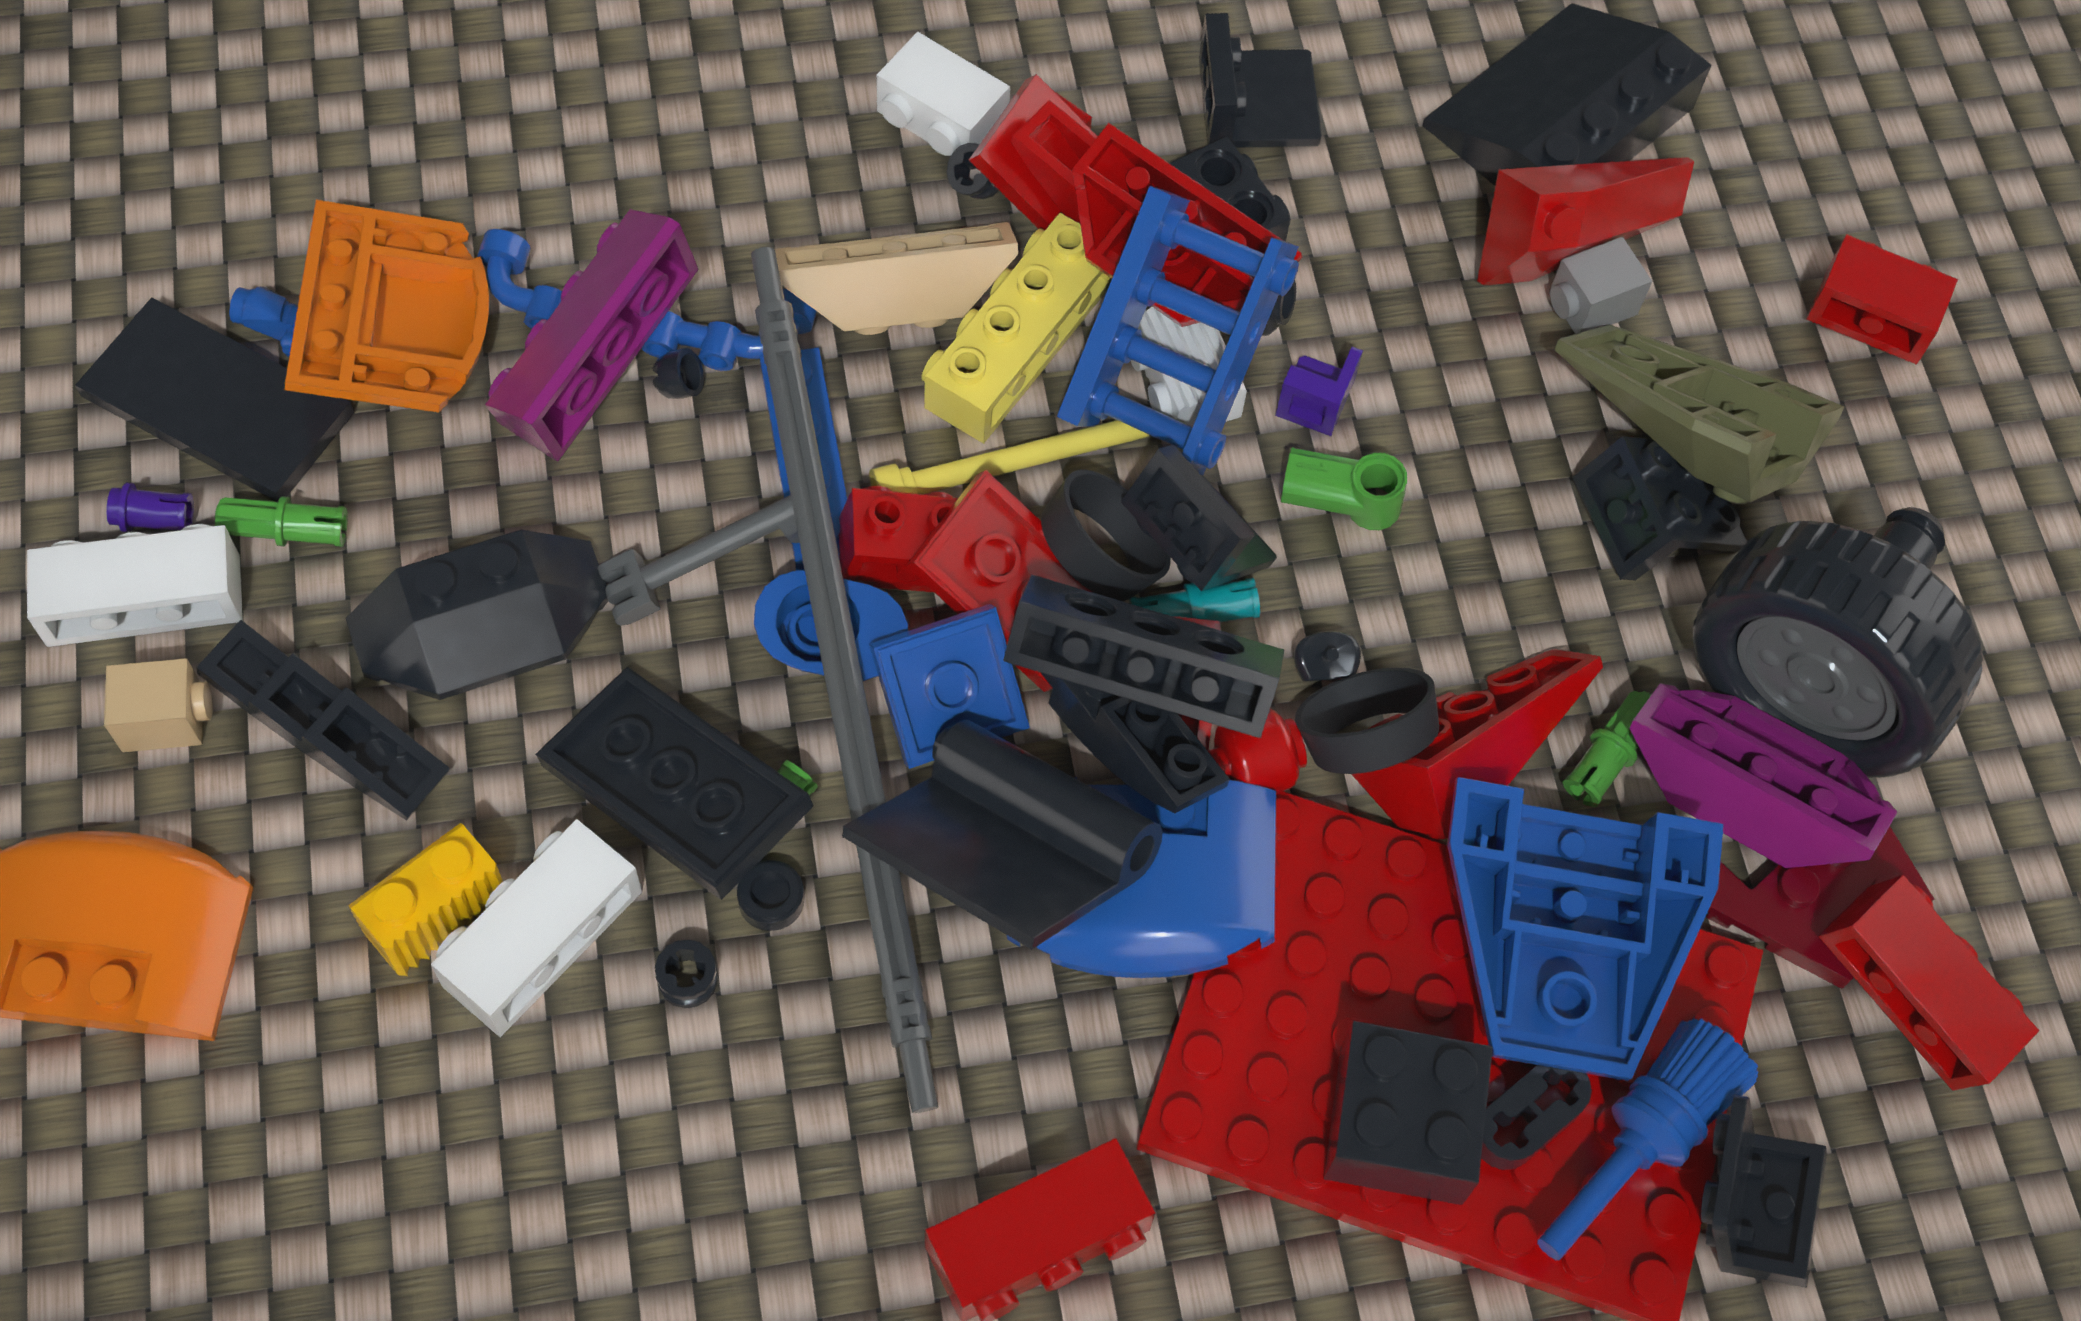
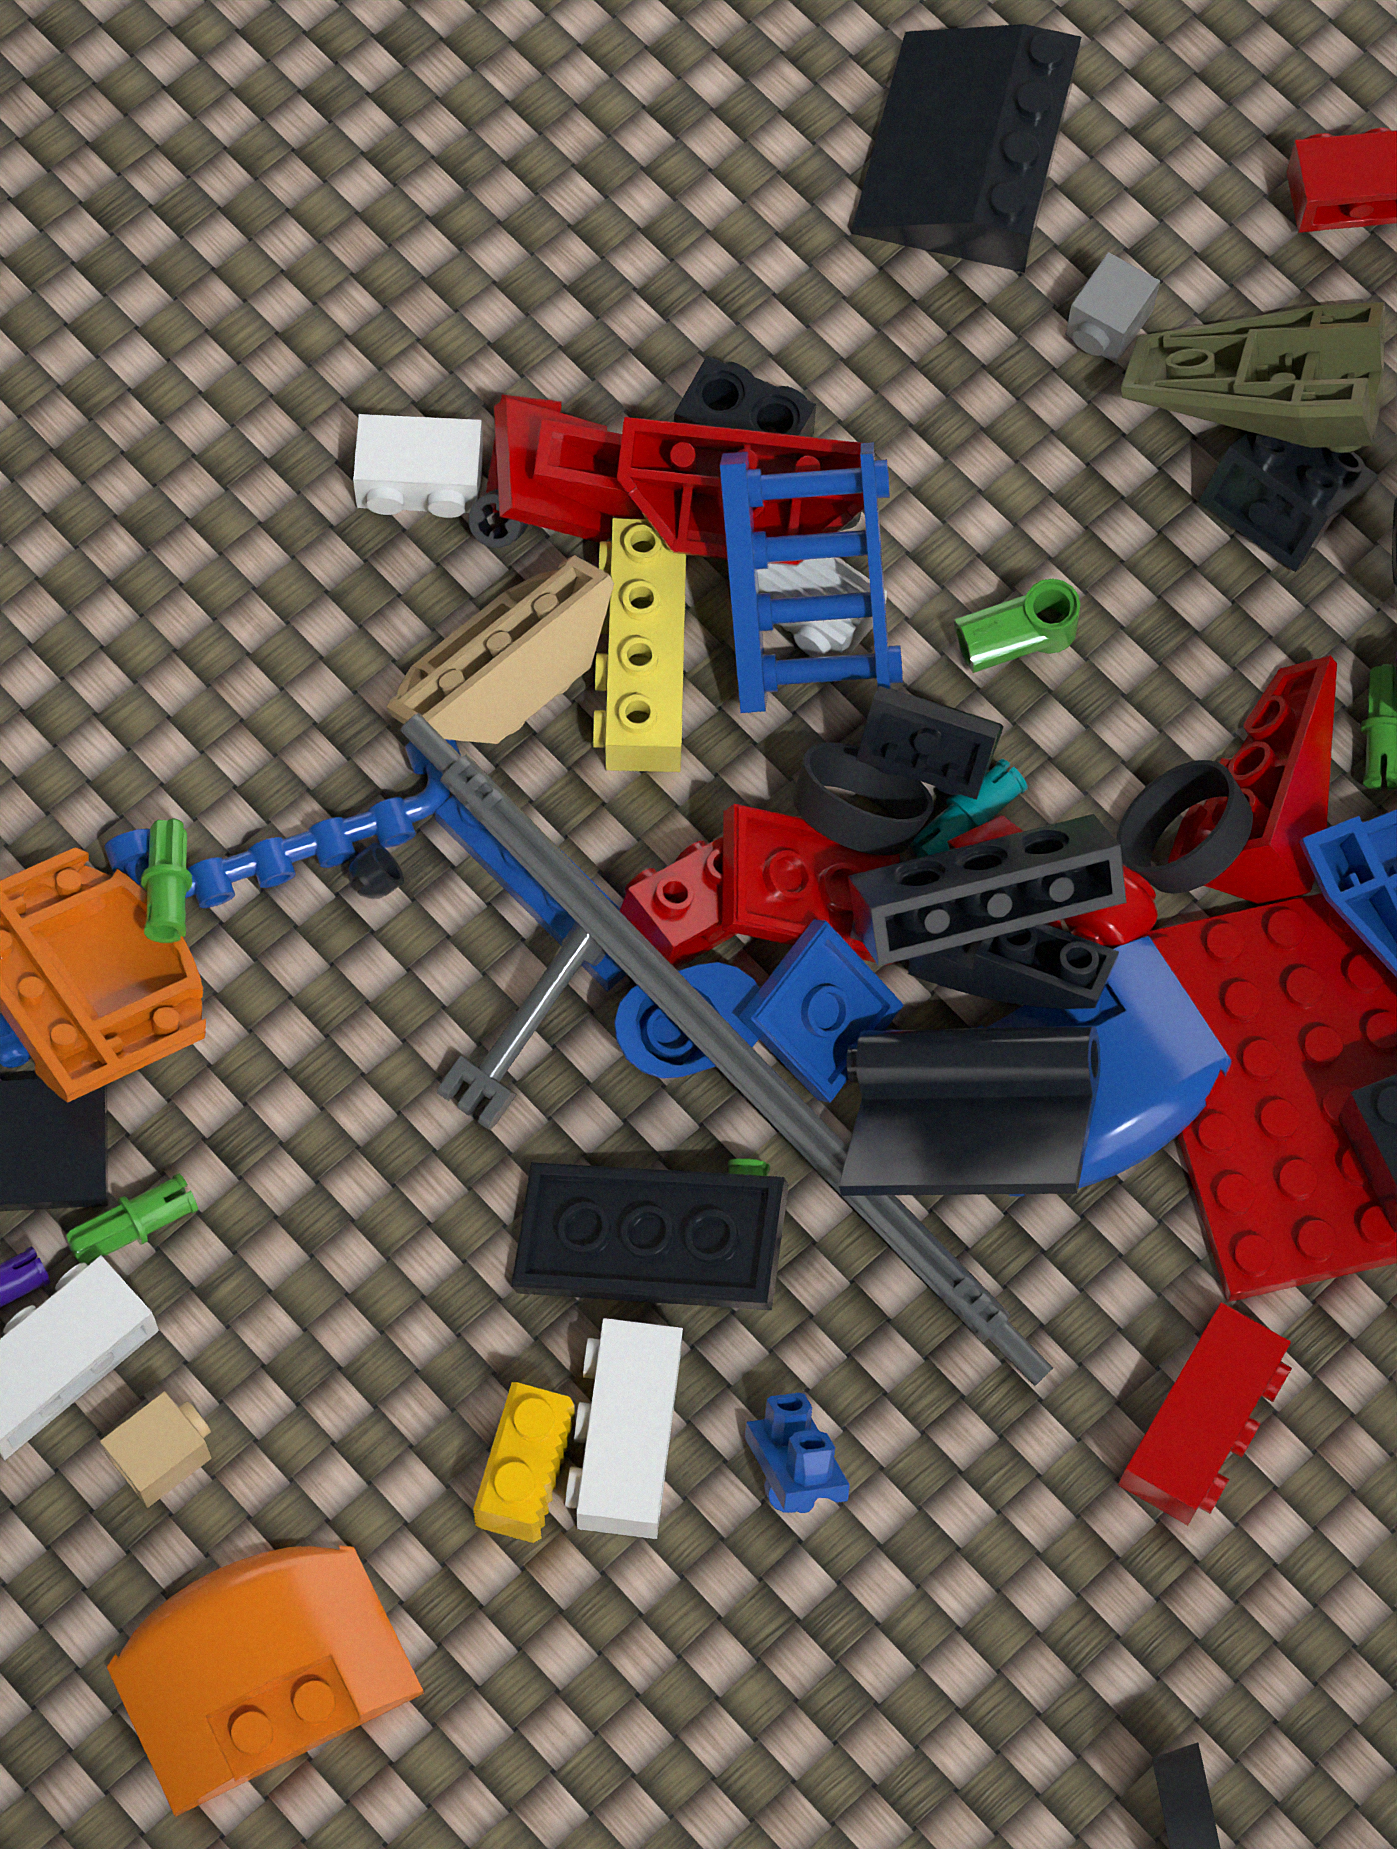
camera: 30 degrees left, 5 degrees up
(323, 720) = (308, 1371): black slope -> none
(478, 613) = (372, 1200): black wedge -> none
(502, 281) = (166, 882): none -> bright green axle
(593, 332) = (287, 880): magenta slope -> none
(653, 1035) = (795, 1456): none -> blue hips
(705, 964) = (780, 1370): black bush -> none
(771, 896) = (798, 1282): black tile -> none
(1005, 459) = (652, 850): light yellow piece -> none
(1256, 94) = (691, 291): black bracket -> none
(1317, 392) = (938, 549): dark purple panel -> none
(1327, 656) = (1105, 790): black piece -> none
(1567, 209) = (1053, 251): red wedge -> none

